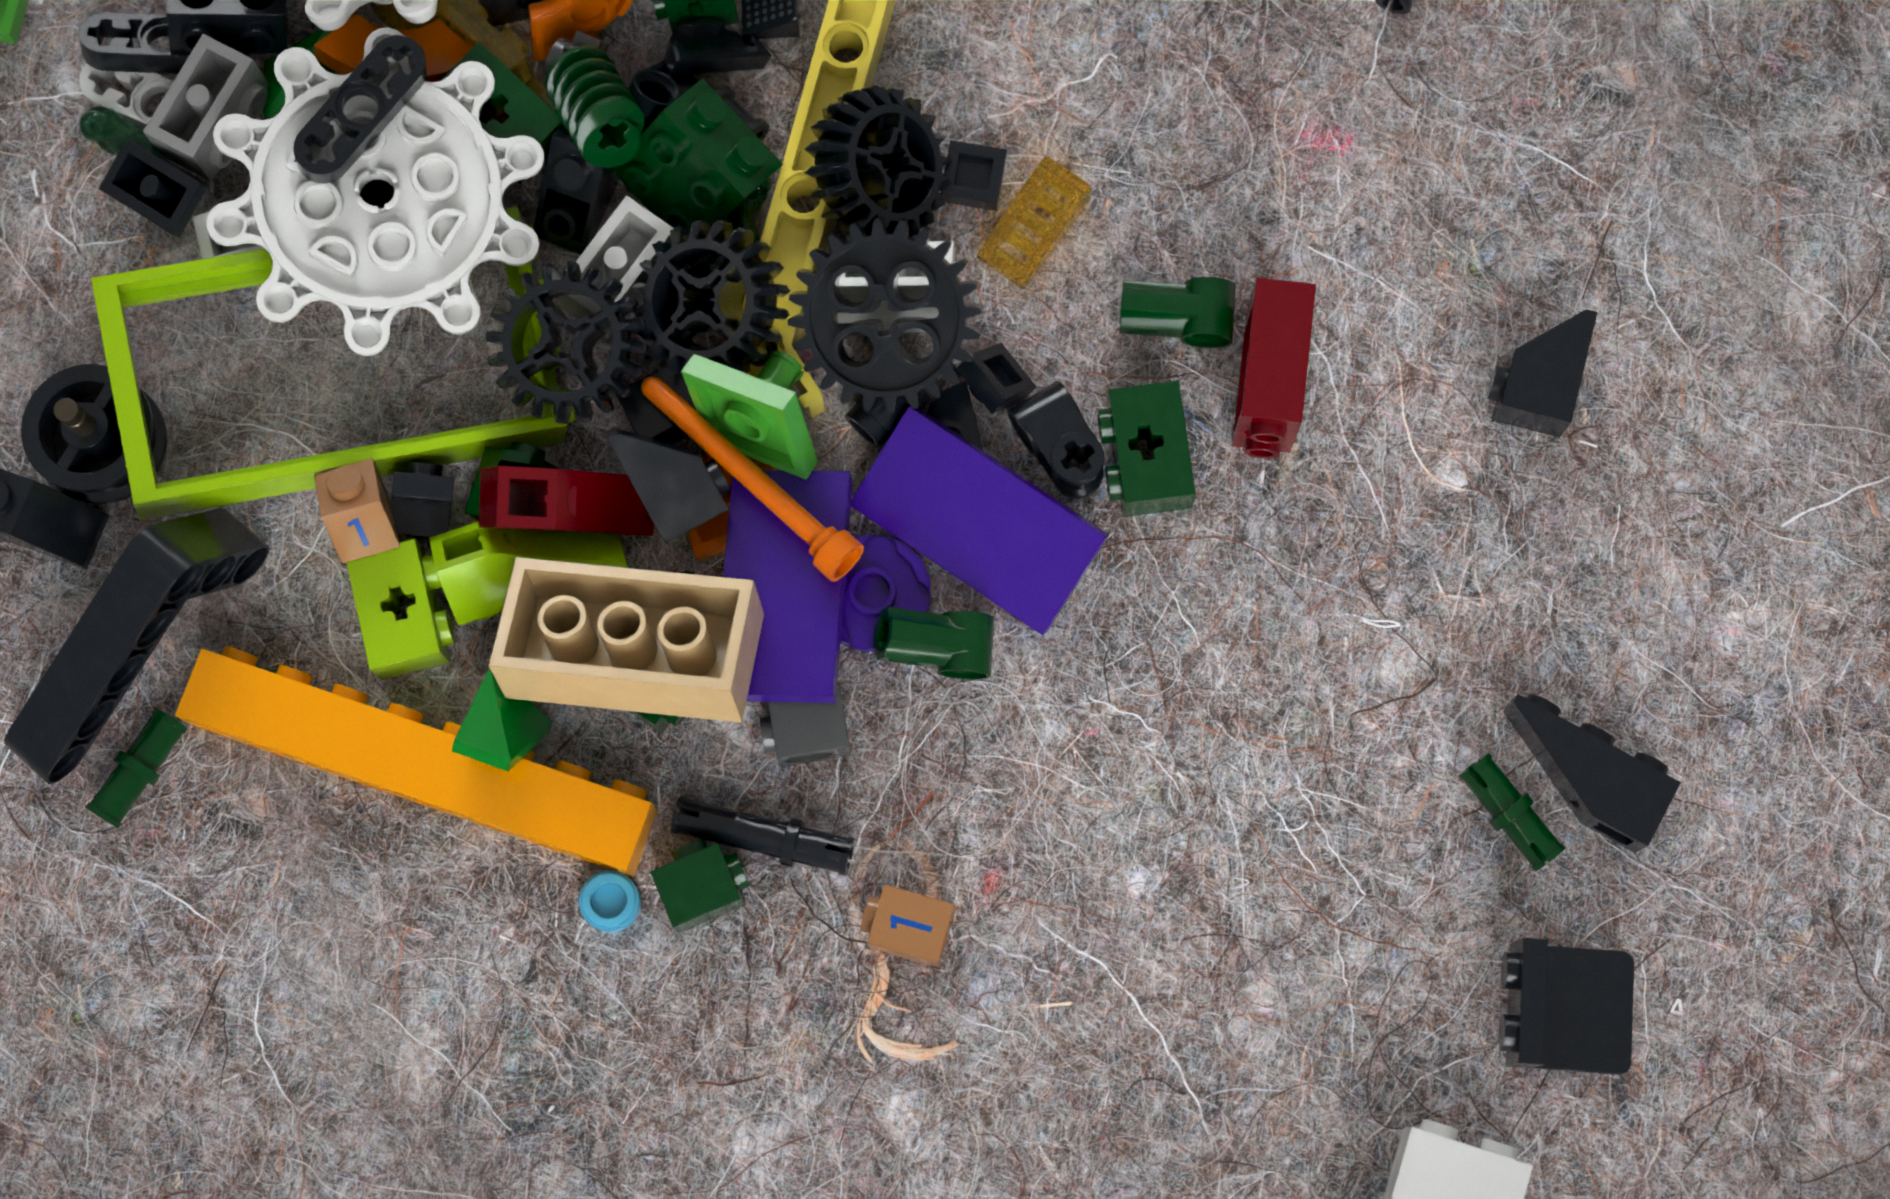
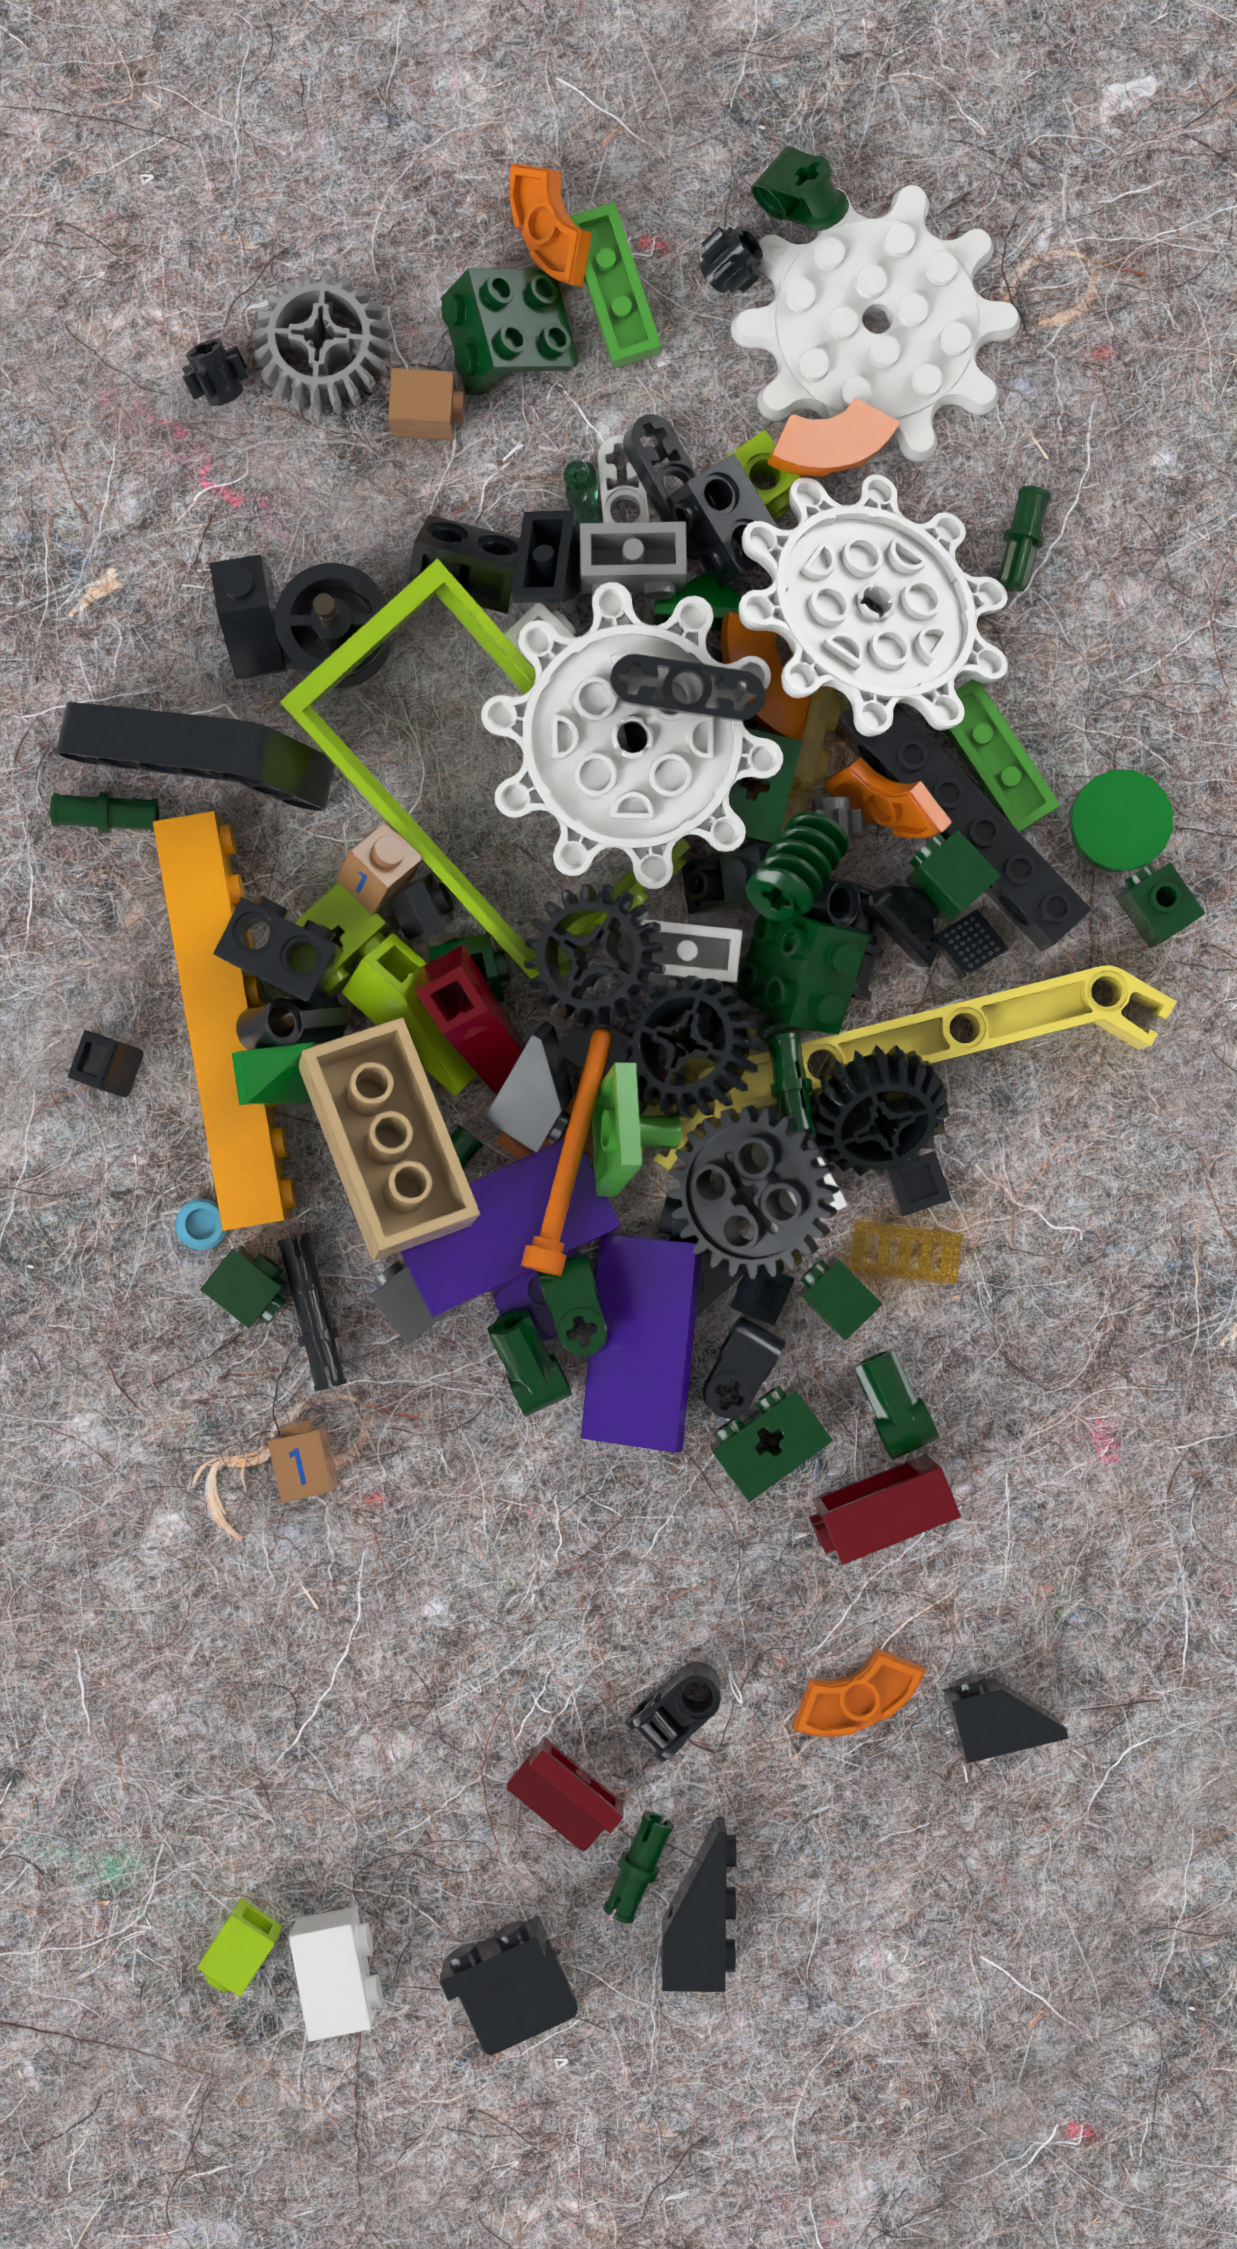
camera: 55 degrees right, 10 degrees up
(120, 247) = (474, 556): none -> black brick
(386, 665) = (274, 959): none -> black brick
(388, 911) = (105, 1064): none -> black slope
(453, 686) = (291, 1023): none -> black piece
(794, 226) = (790, 1080): none -> dark green pin
(896, 558) = (575, 1298): none -> dark green piece
(1041, 307) = (838, 1296): none -> dark green brick
(1372, 688) = (669, 1716): none -> black piece
(1400, 849) = (565, 1795): none -> dark red panel
(1457, 504) = (860, 1699): none -> orange tile

